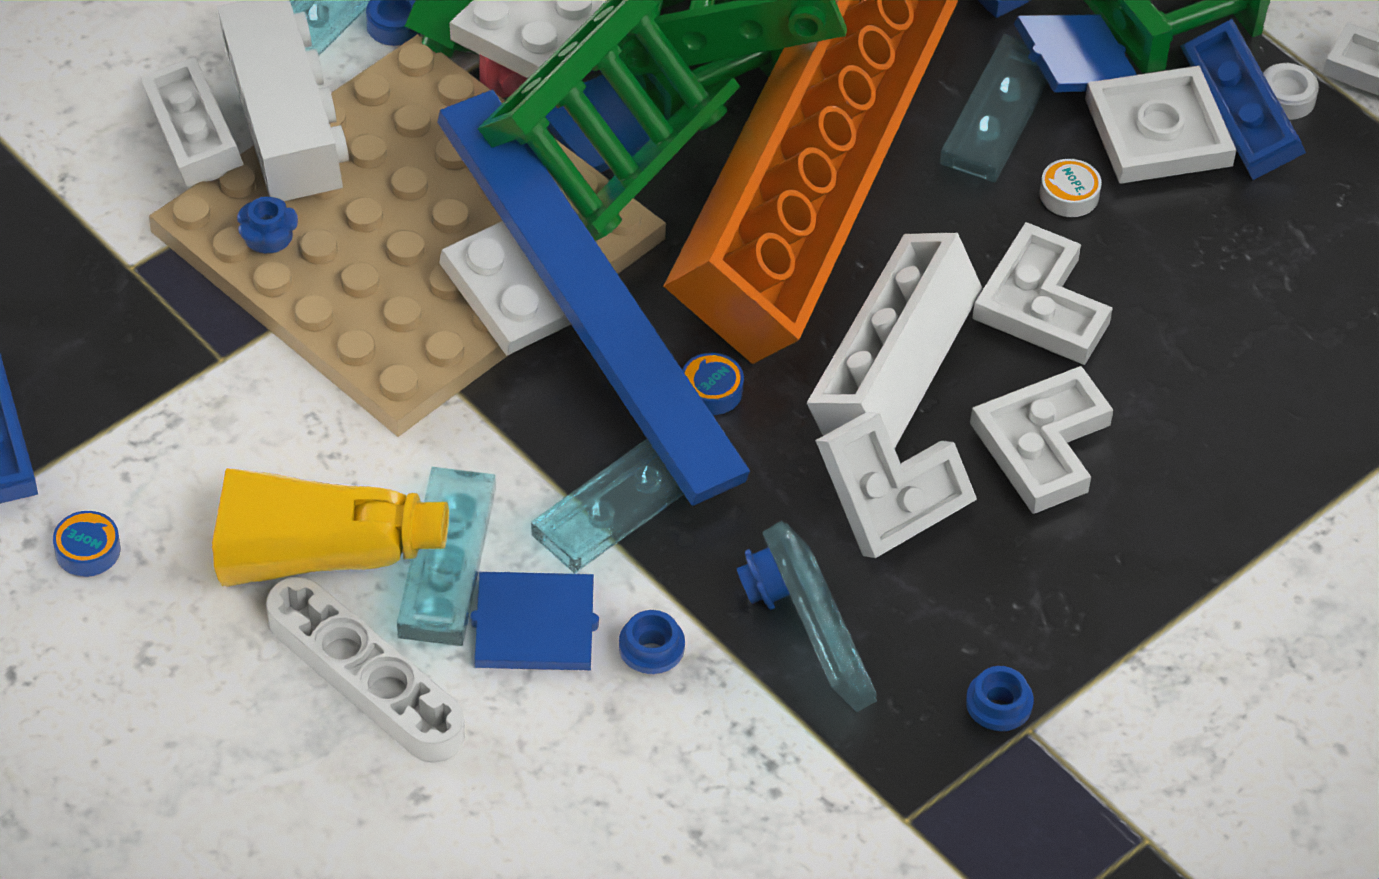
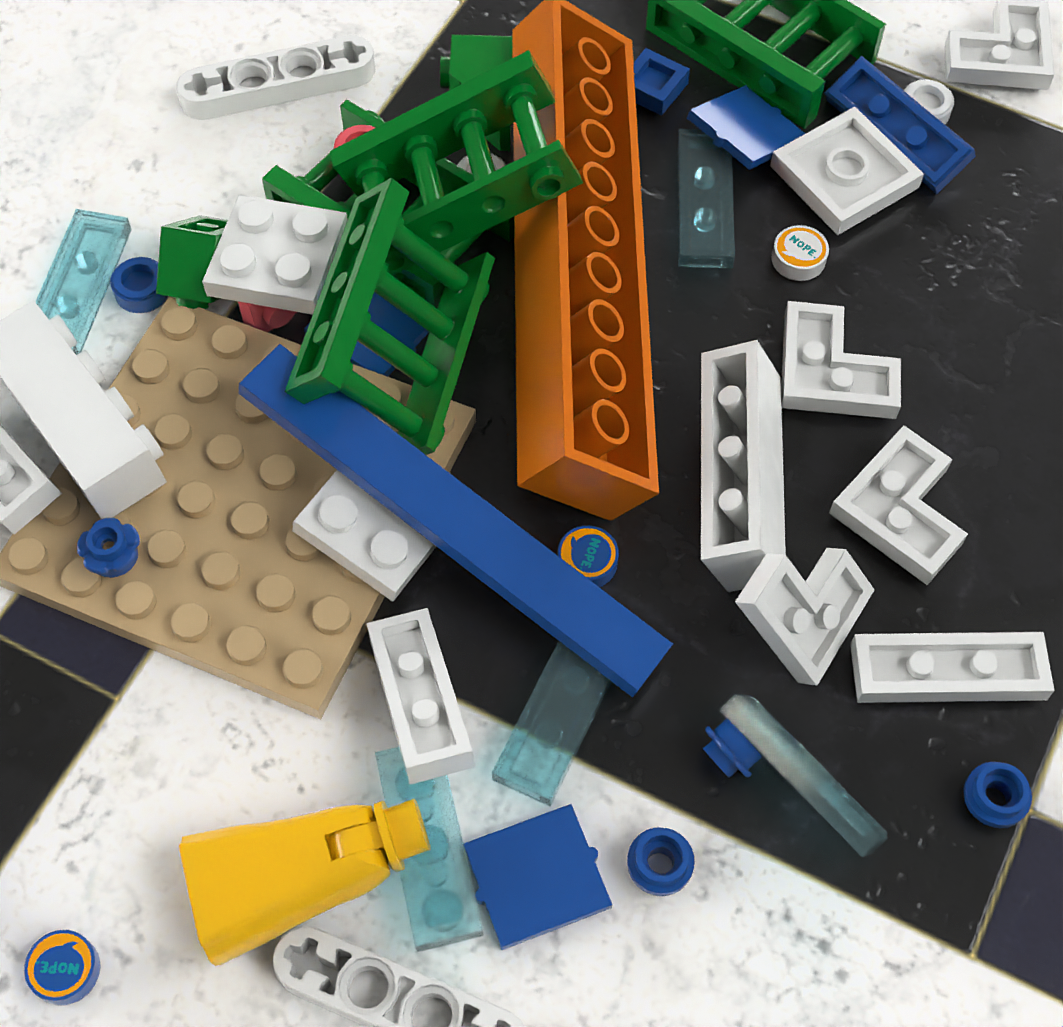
camera: 20 degrees left, 10 degrees up
(492, 432) = (420, 696): none -> white plate
(1012, 583) = (951, 667): none -> white plate

